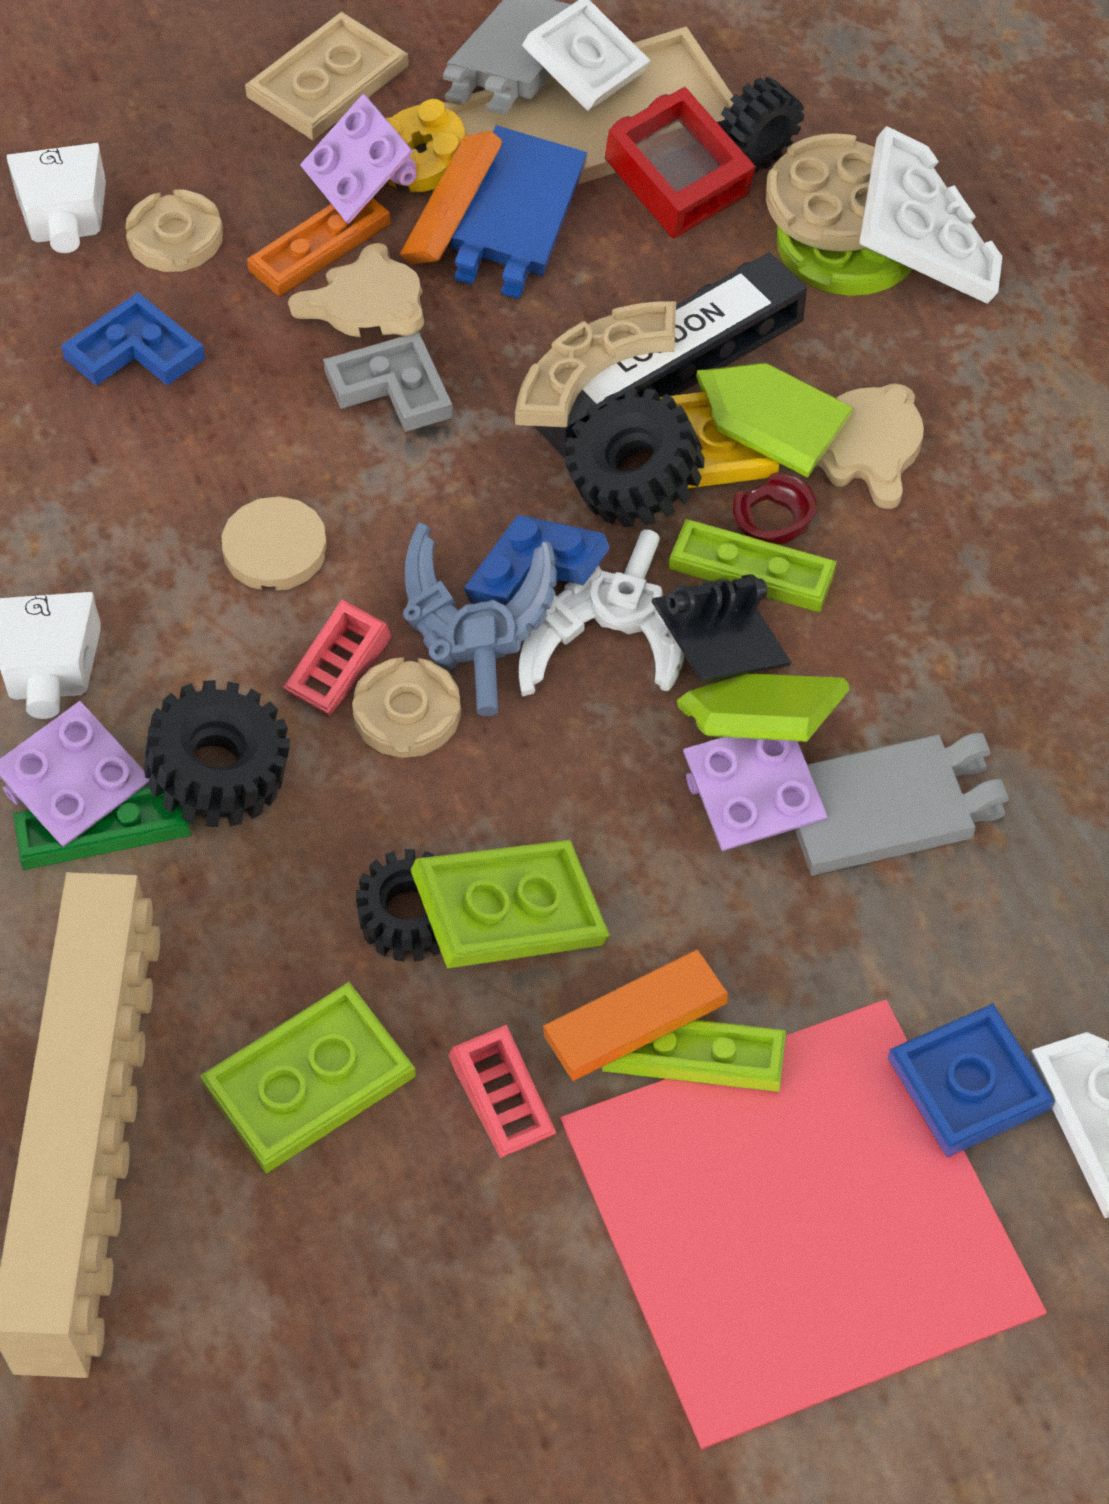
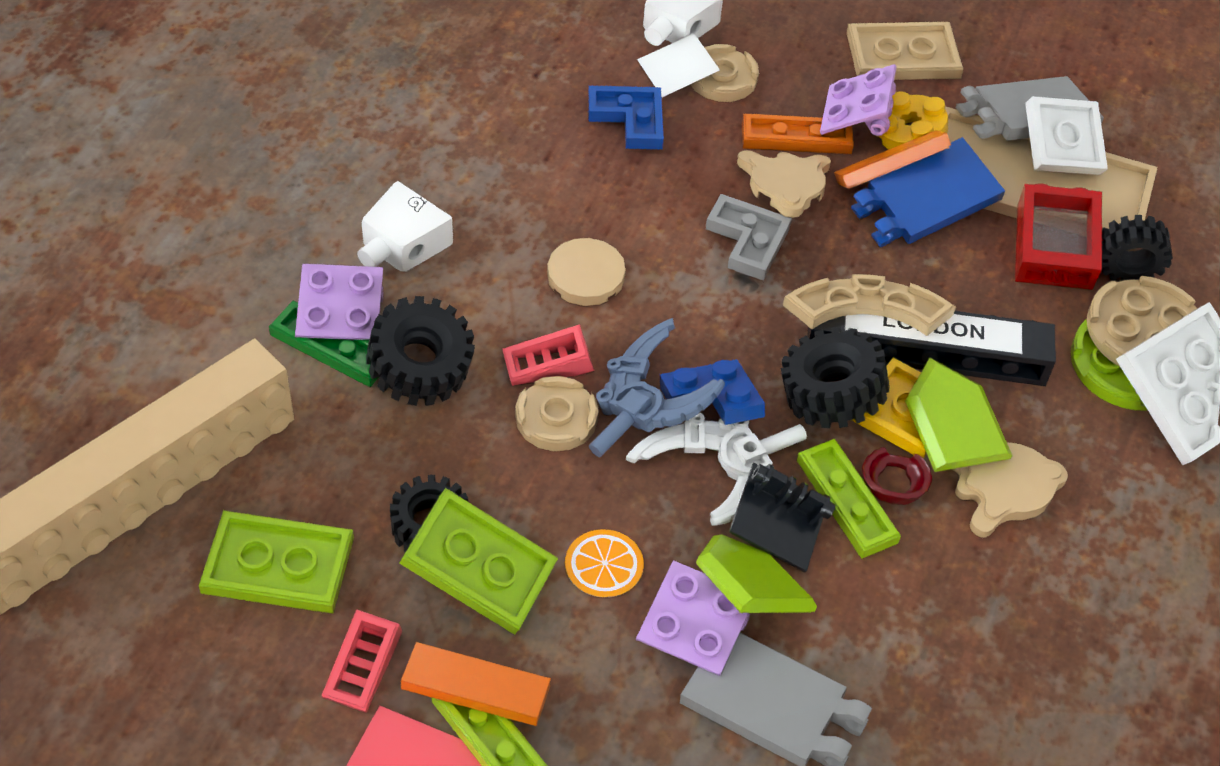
camera: 40 degrees right, 5 degrees down
(122, 254) = (678, 64): none -> white sticker
(607, 810) = (604, 563): none -> light orange sticker

